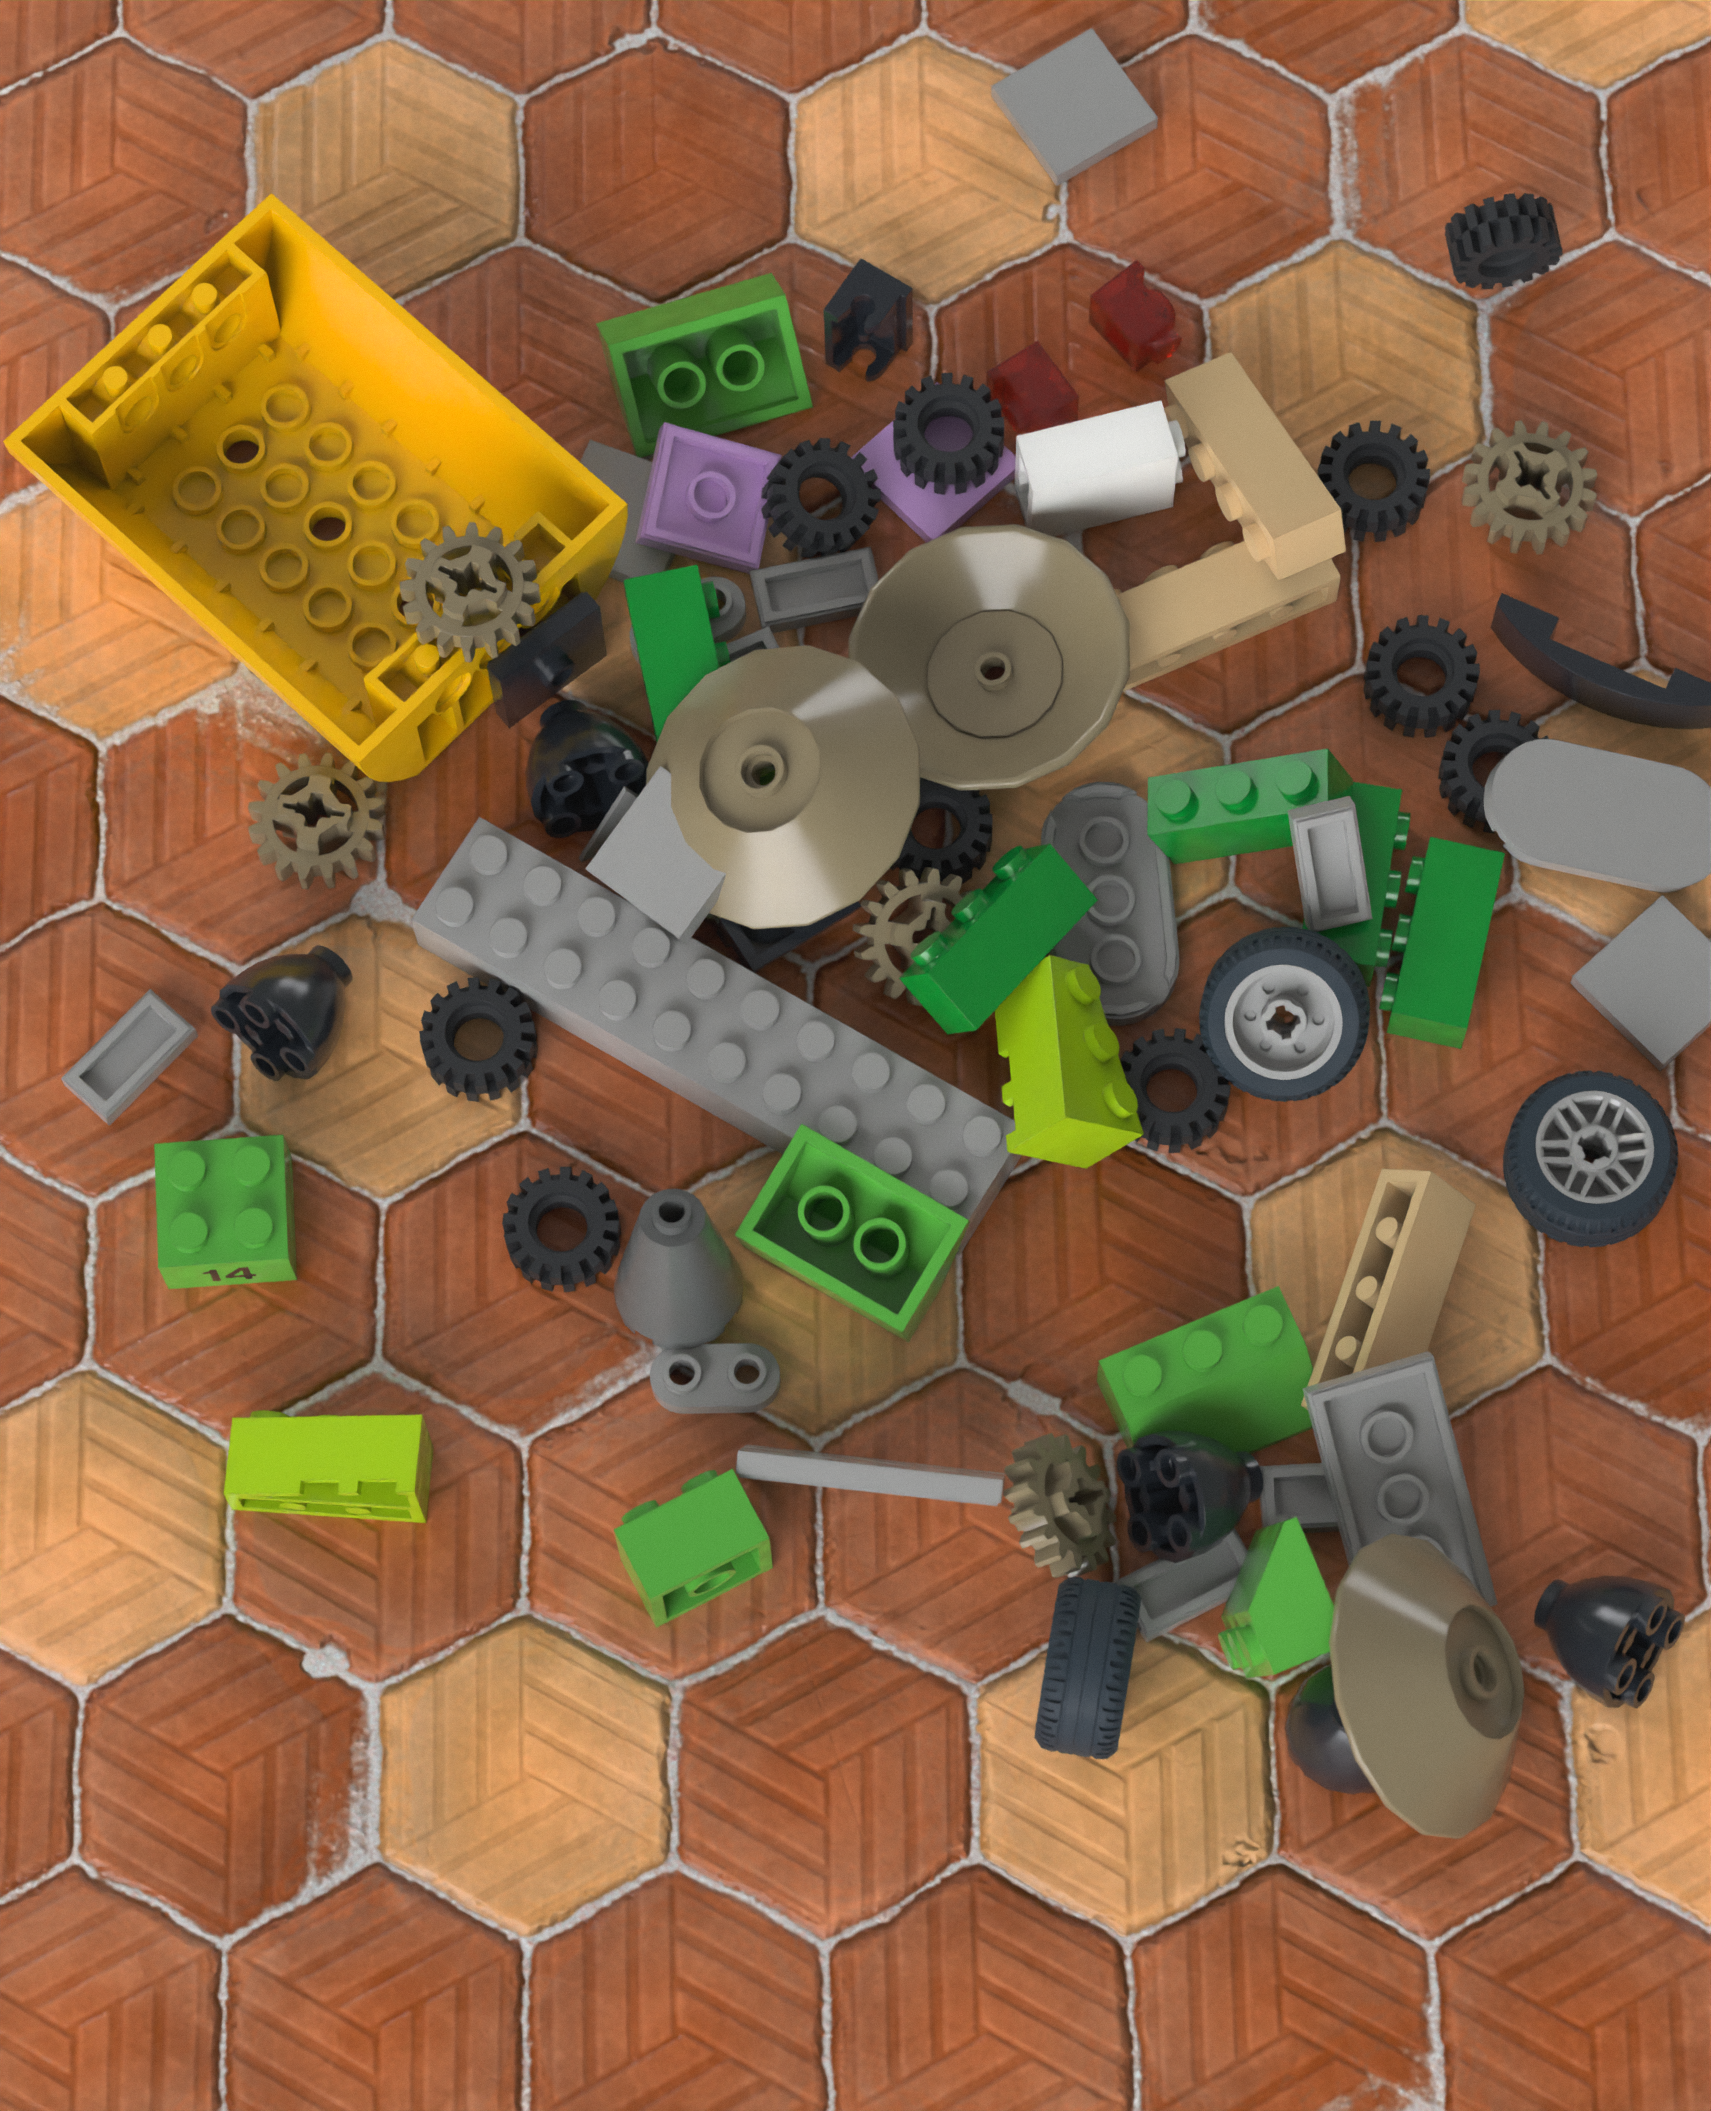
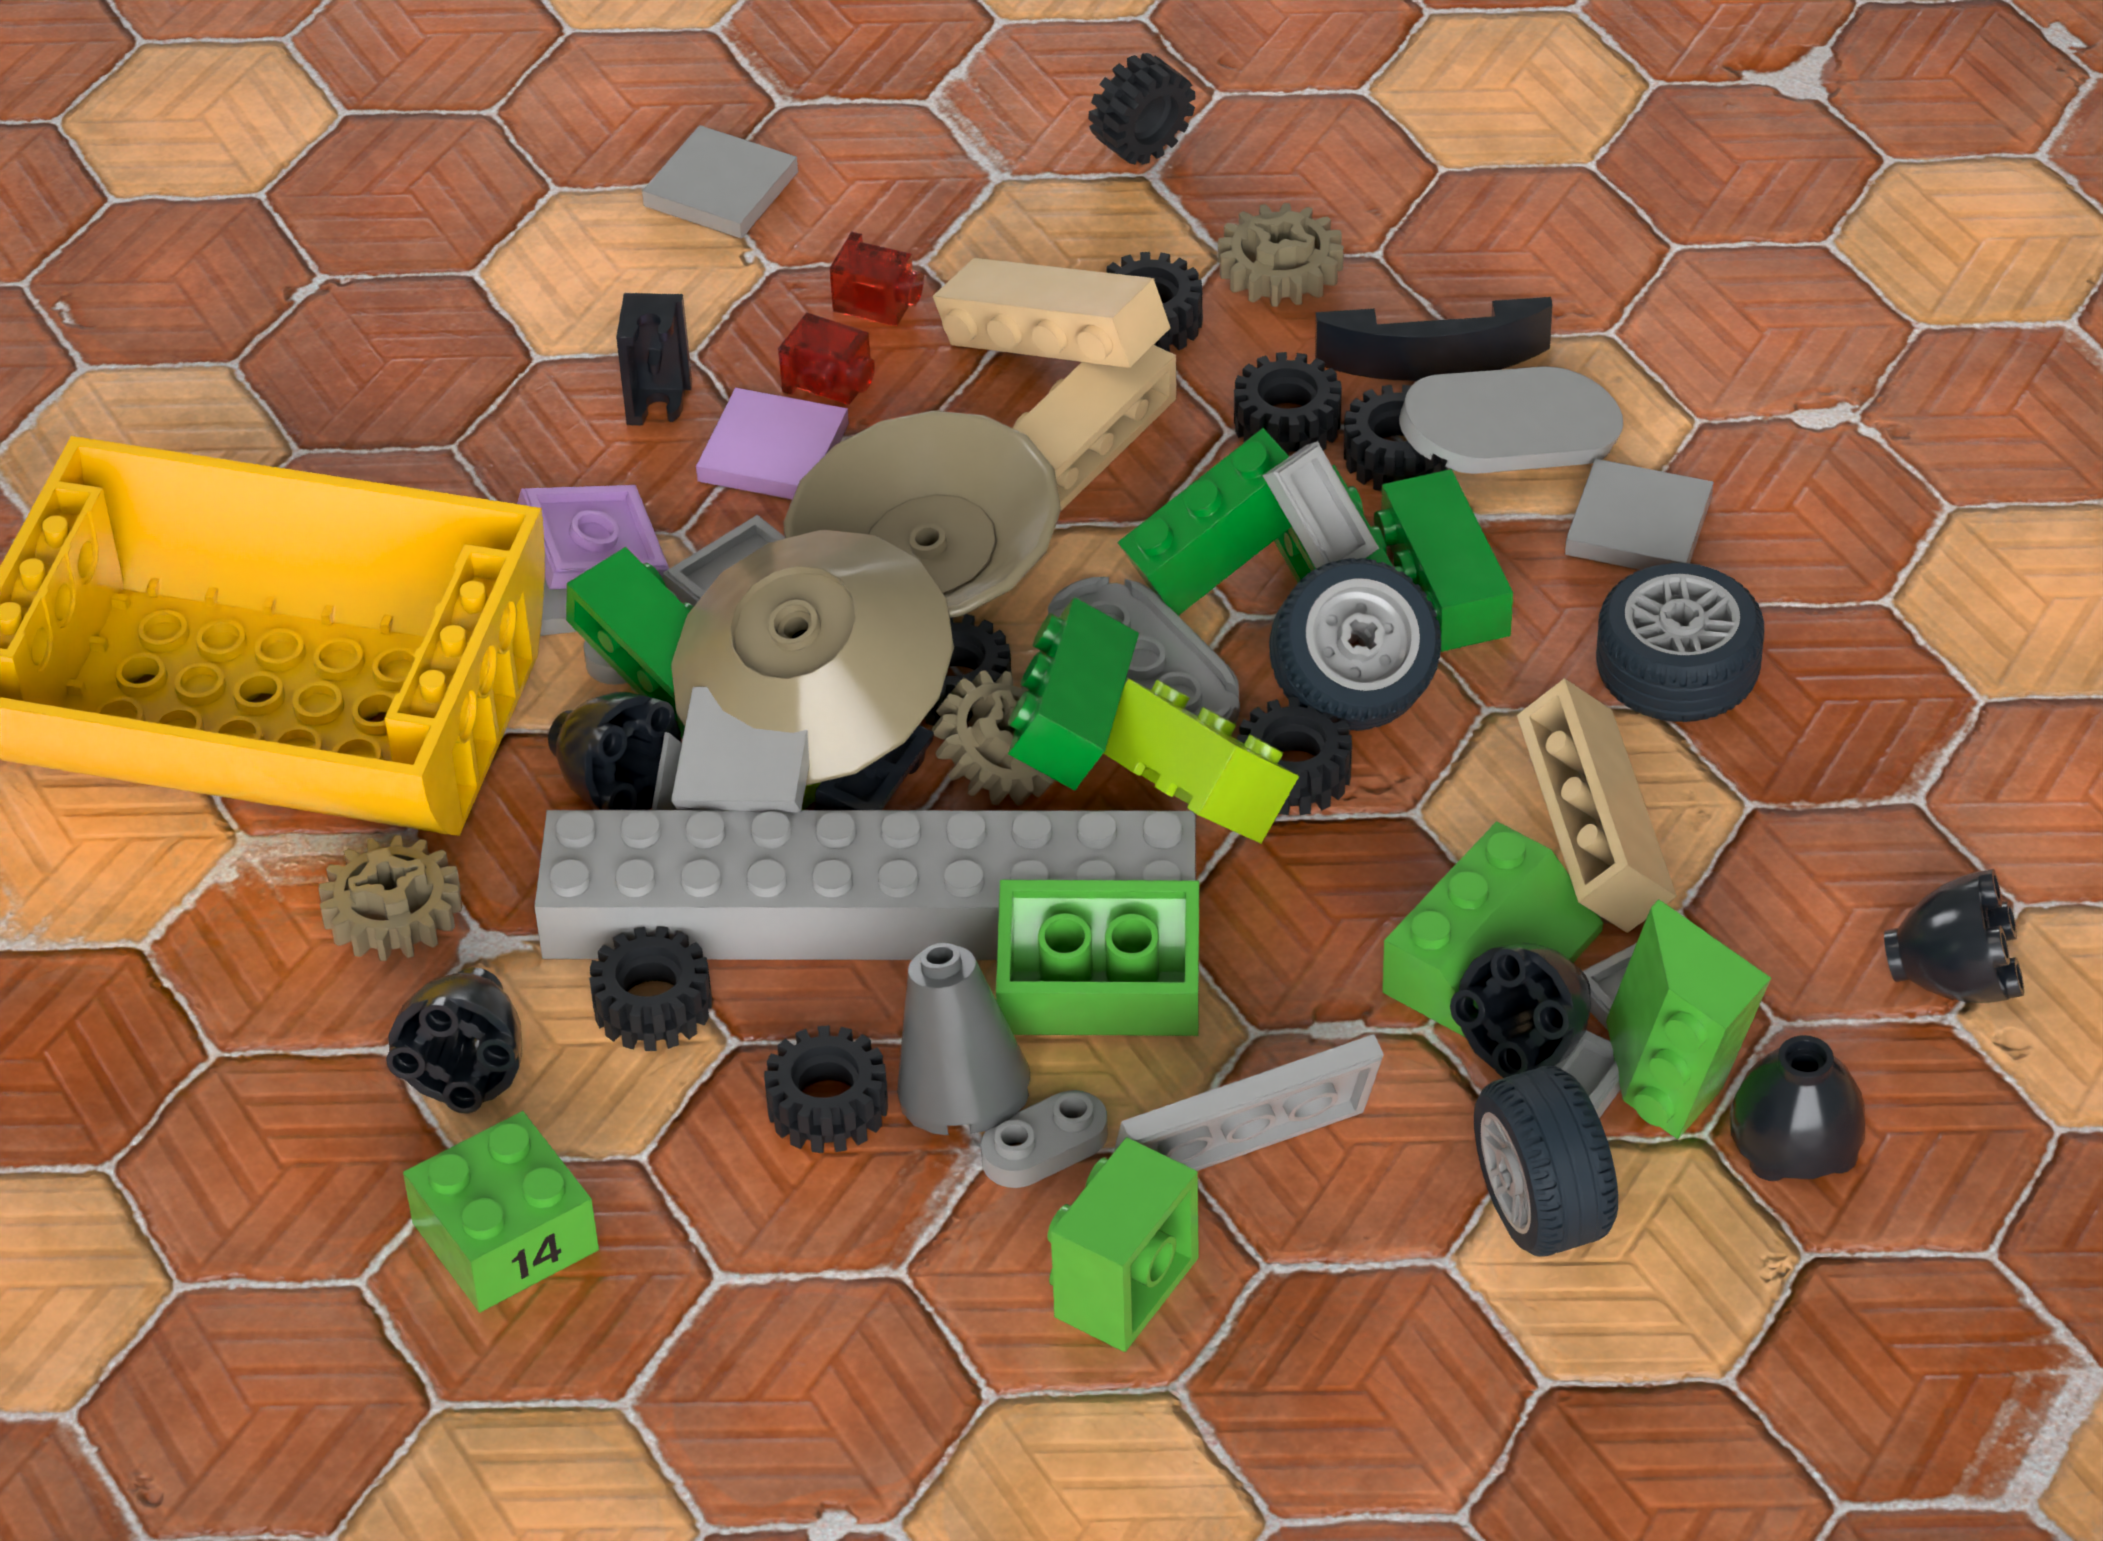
camera: 30 degrees left, 25 degrees down
(129, 1057) = (324, 1152): light grey tile -> none
(330, 1465) = (741, 1346): lime wedge -> none
(482, 615) = (446, 605): dark tan gear -> none
(547, 659) = (529, 685): black plate -> none
(706, 362) = (534, 436): bright green slope -> none
(845, 474) = (695, 470): black tyre -> none
(956, 401) = (773, 426): black tyre -> none
(1060, 1506) = (1427, 1061): dark tan gear -> none
(1098, 469) = (921, 360): white brick -> none
(1396, 1462) = (1681, 859): light grey tile -> none
(1425, 1685) = (1862, 1000): dark tan dish -> none

